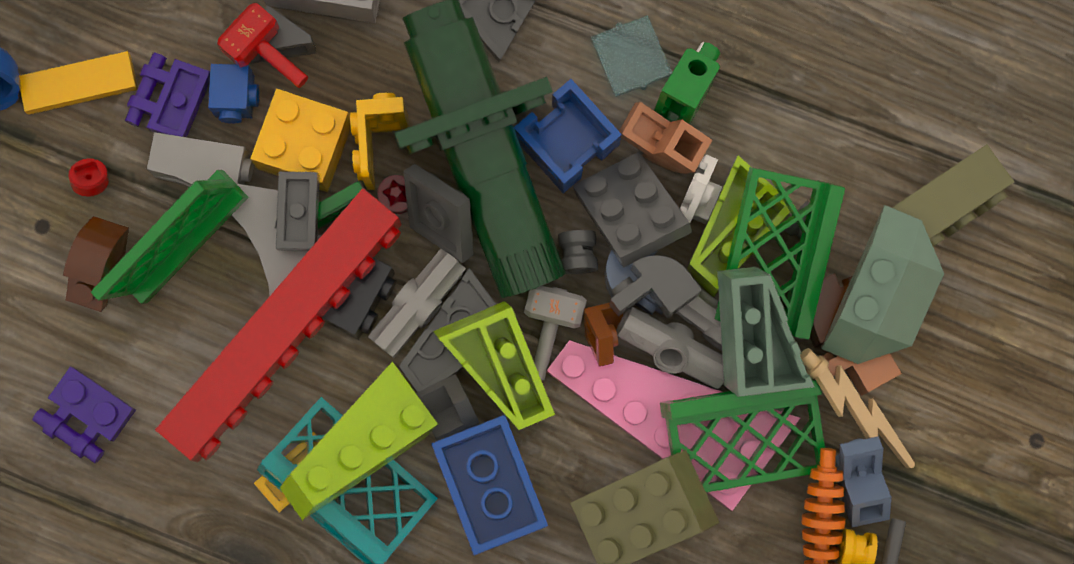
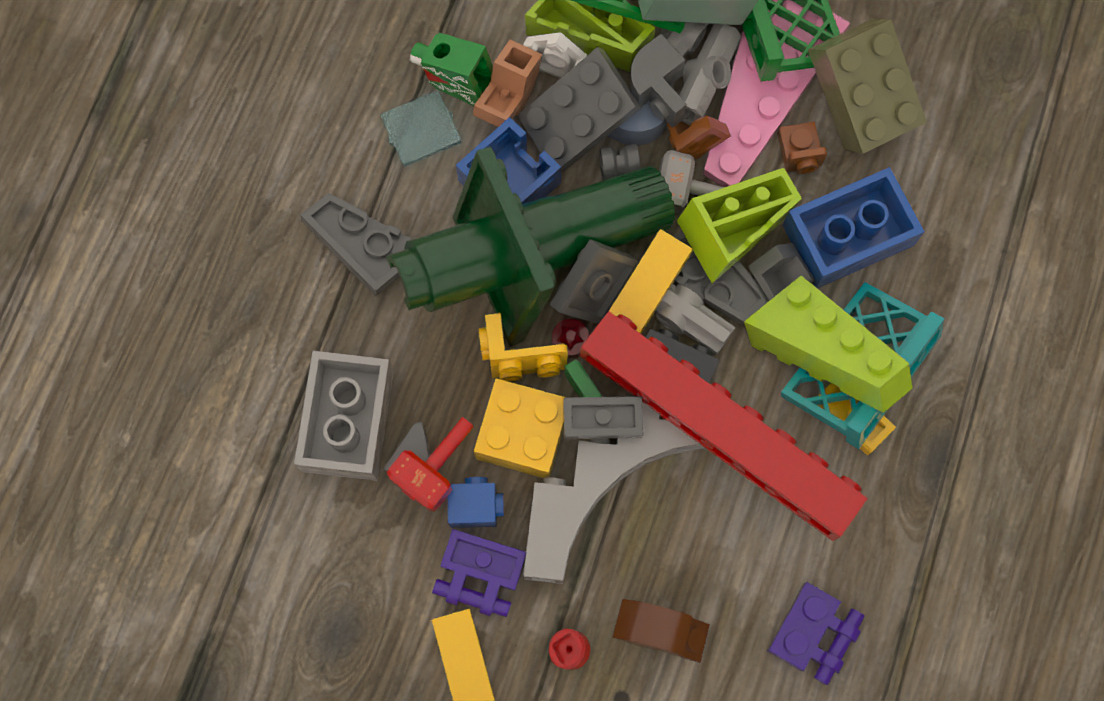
camera: 90 degrees left, 5 degrees down
(173, 239) = (635, 544): green fence -> none
(437, 268) = (651, 279): none -> yellow tile
(590, 445) = (801, 148): none -> dark orange bracket

